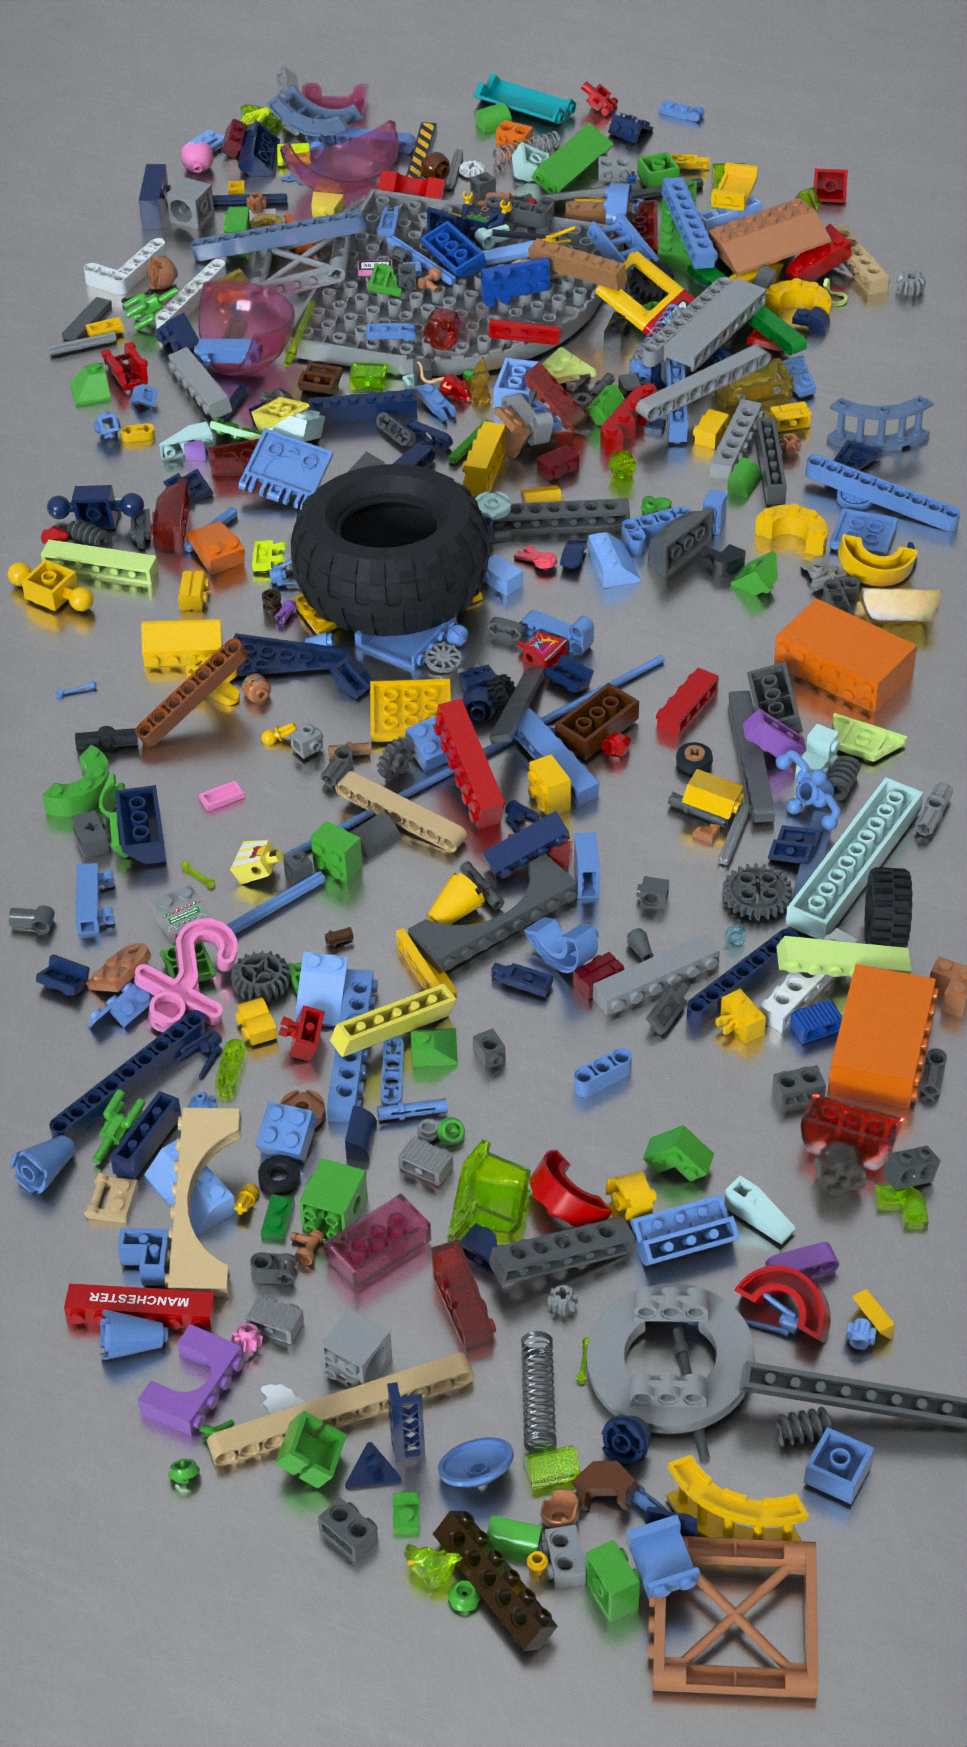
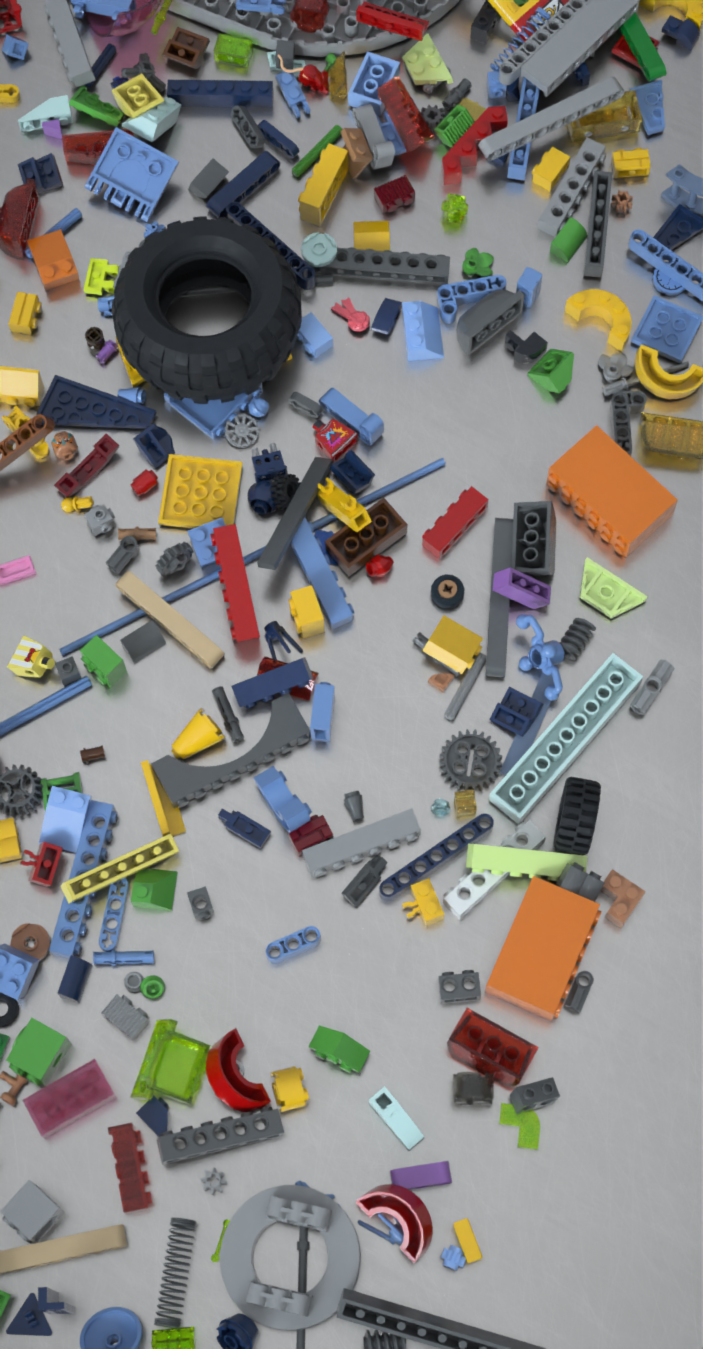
camera: 10 degrees right, 25 degrees up
(287, 703) = (88, 468): none -> dark red slope
(348, 707) = (144, 482): none -> red brick
(567, 694) = (343, 506): none -> yellow brick
(628, 383) = (481, 100): dark grey brick -> none
(653, 892) = (377, 747): dark grey brick -> none
(683, 1230) = (327, 1131): medium blue brick -> none
(761, 924) = (465, 803): none -> clear yellow brick
(815, 1021) = (490, 917): blue brick -> none
(821, 749) = (560, 611): light aqua brick -> none
(903, 961) = (580, 882): none -> dark grey brick

